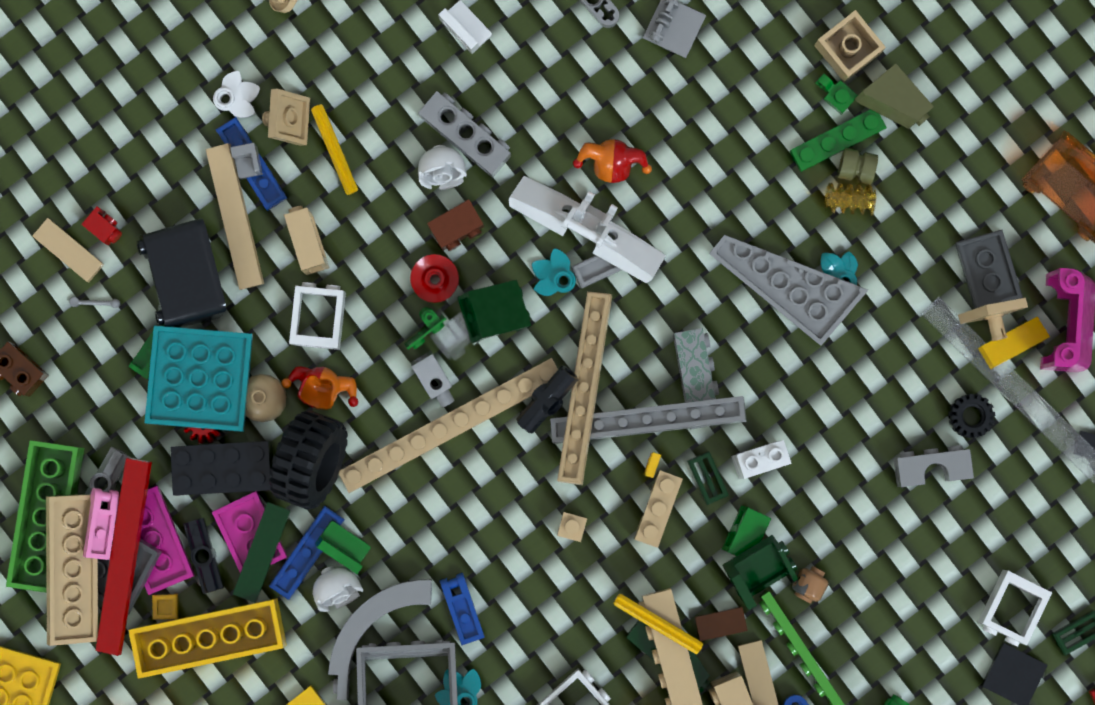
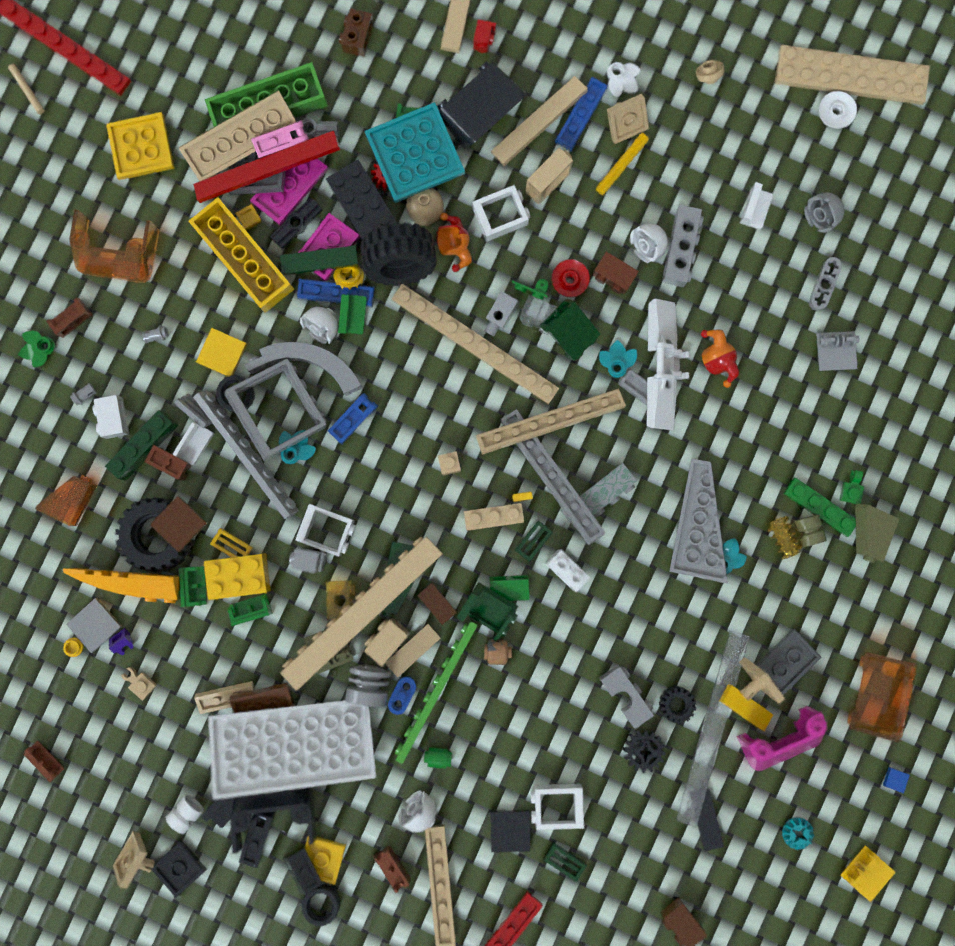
camera: 65 degrees right, 0 degrees up
(75, 302) = (423, 48): light grey hinge -> none
(247, 160) = (583, 107): light grey panel -> none
(302, 518) = (341, 273): none -> yellow gear
(547, 399) = (528, 399): black piece -> none
(658, 623) = (412, 559): yellow axle -> none
(849, 46) = (893, 479): tan brick -> none
(1009, 470) = (652, 752): none -> black gear

